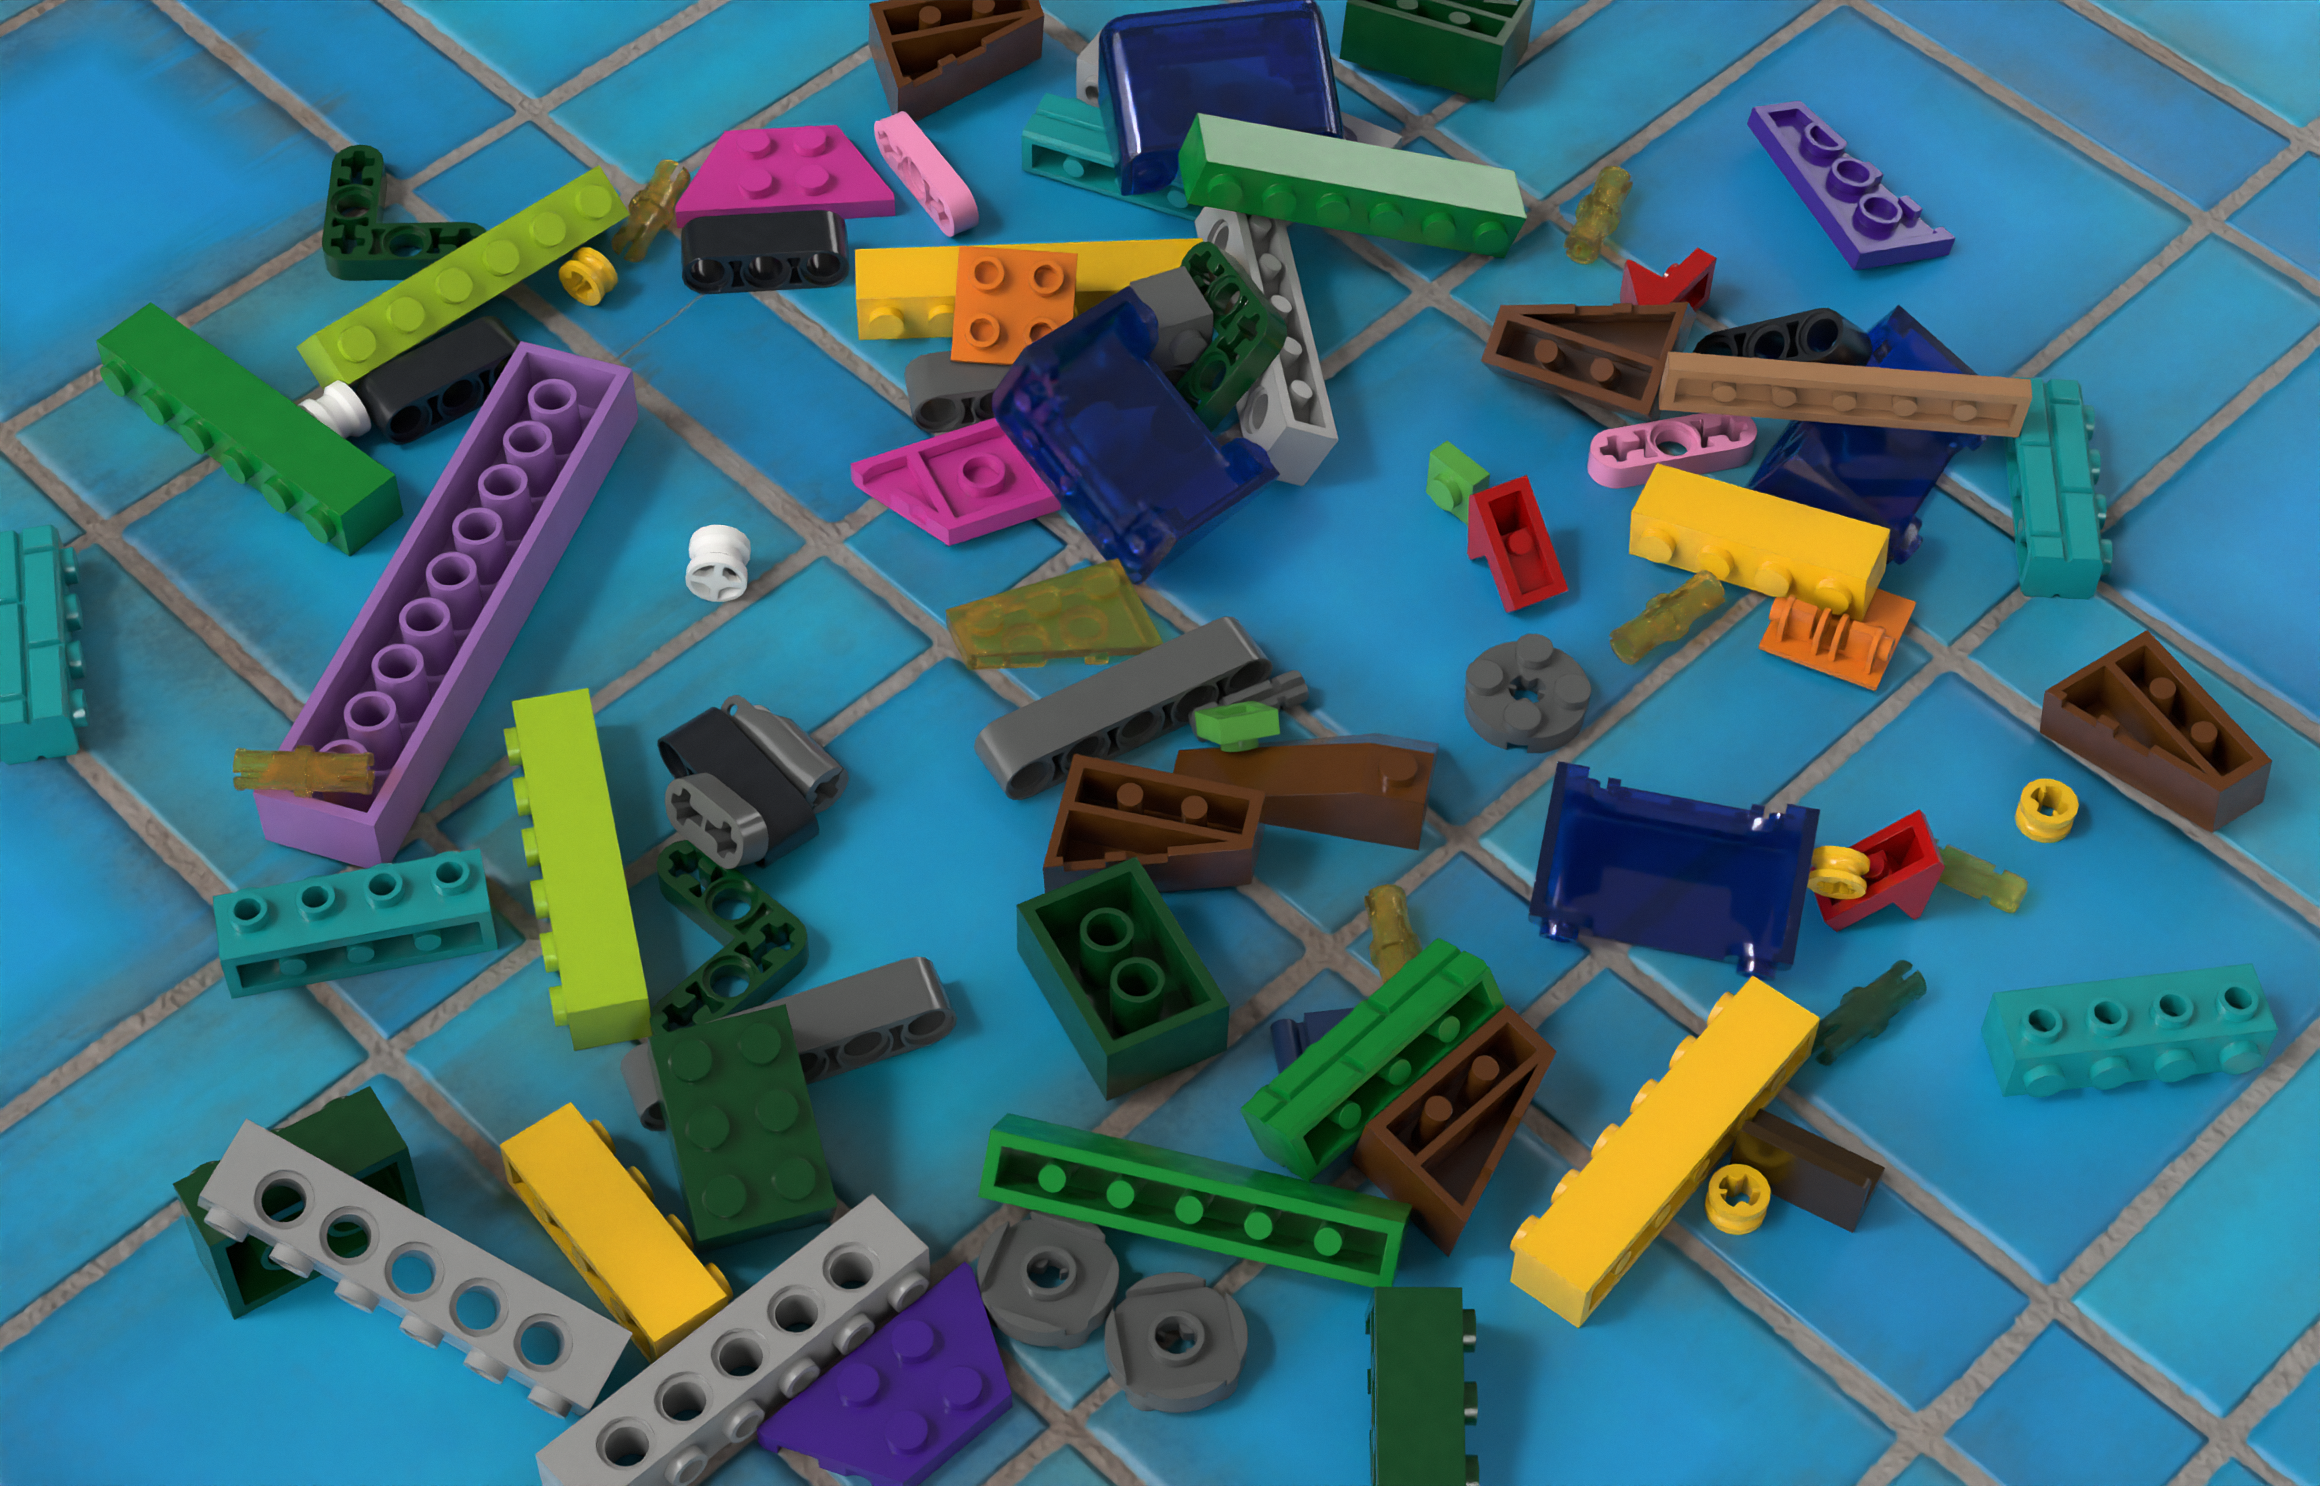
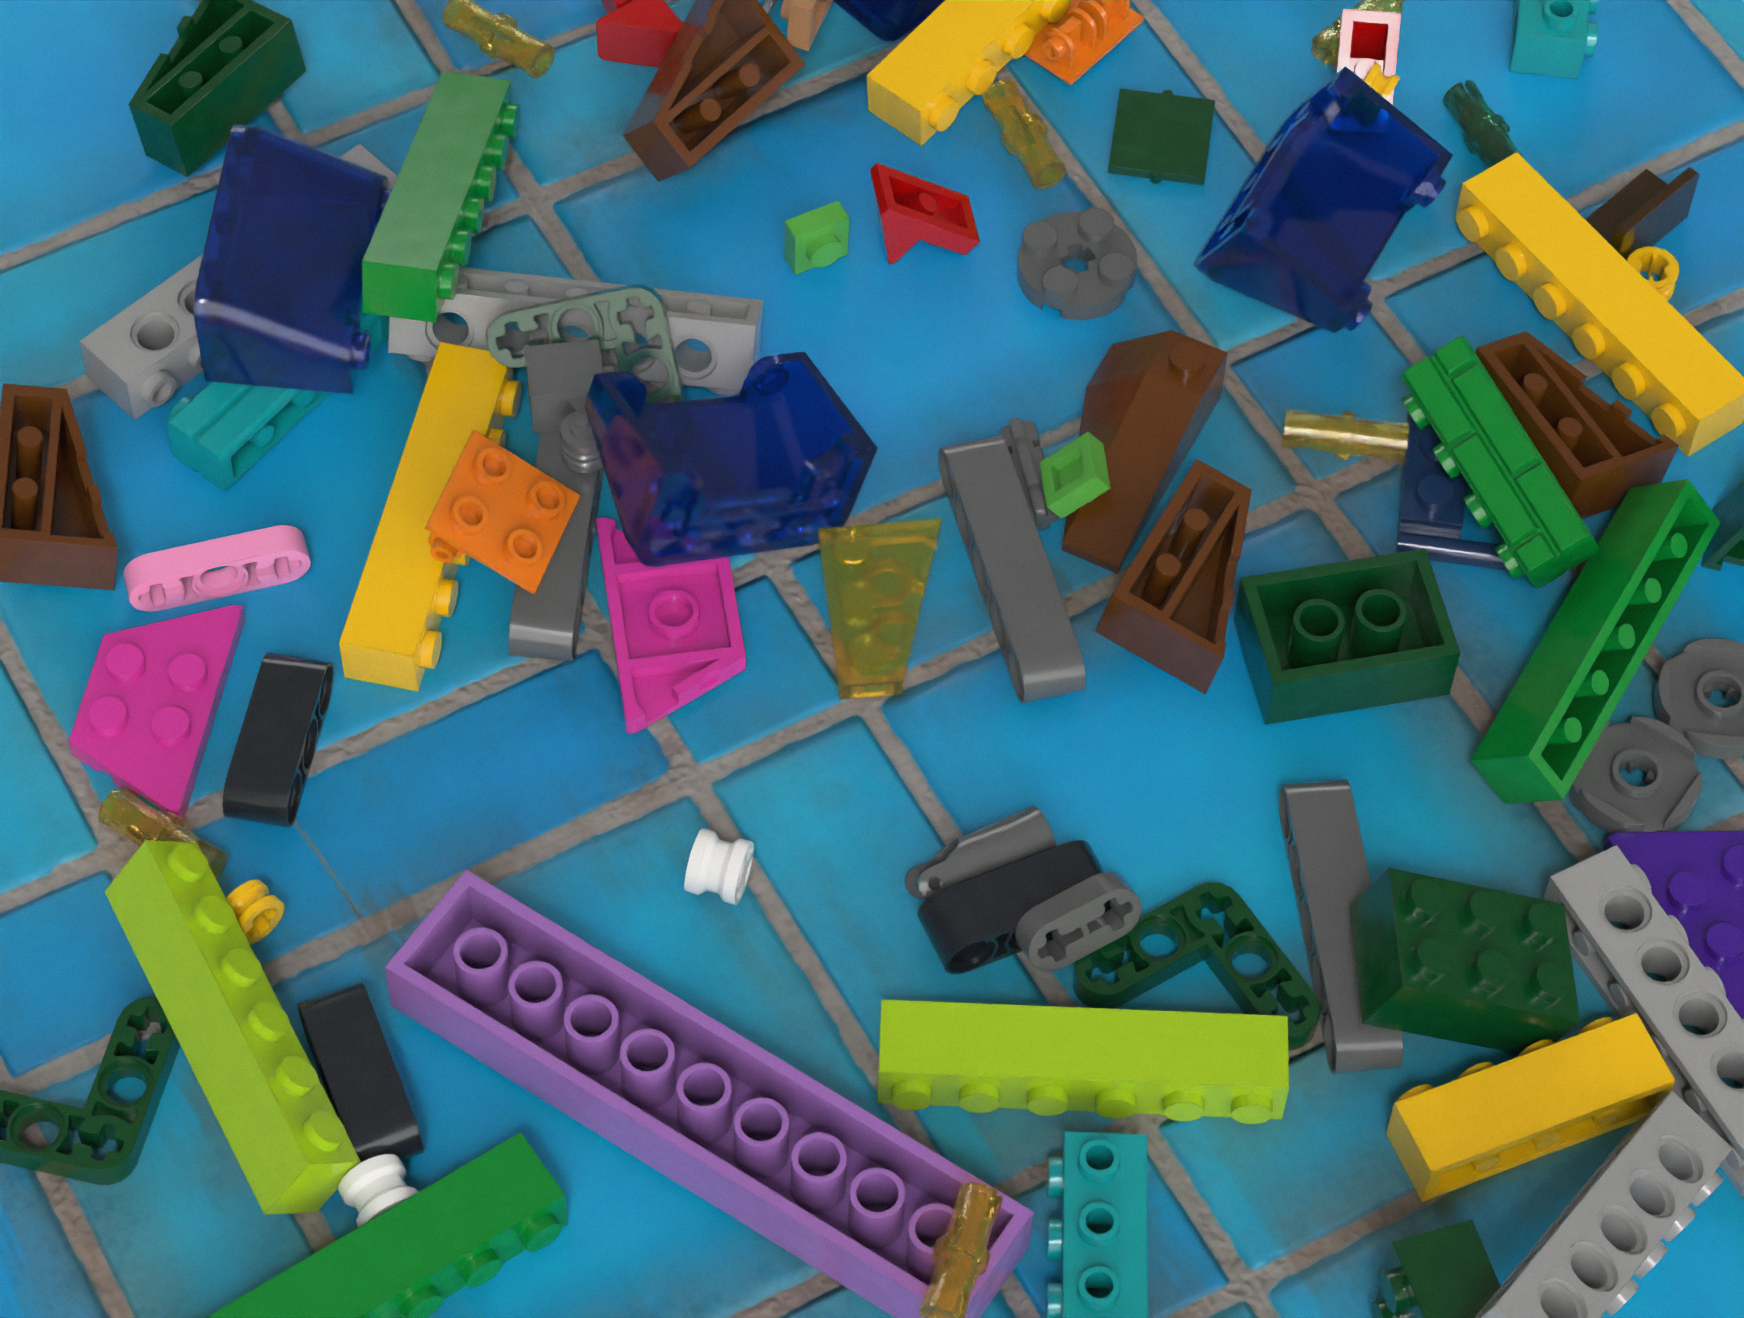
camera: 75 degrees left, 5 degrees up
(1711, 440) = (825, 91): bright pink beam -> none
(1731, 737) = (1161, 136): none -> dark green piece

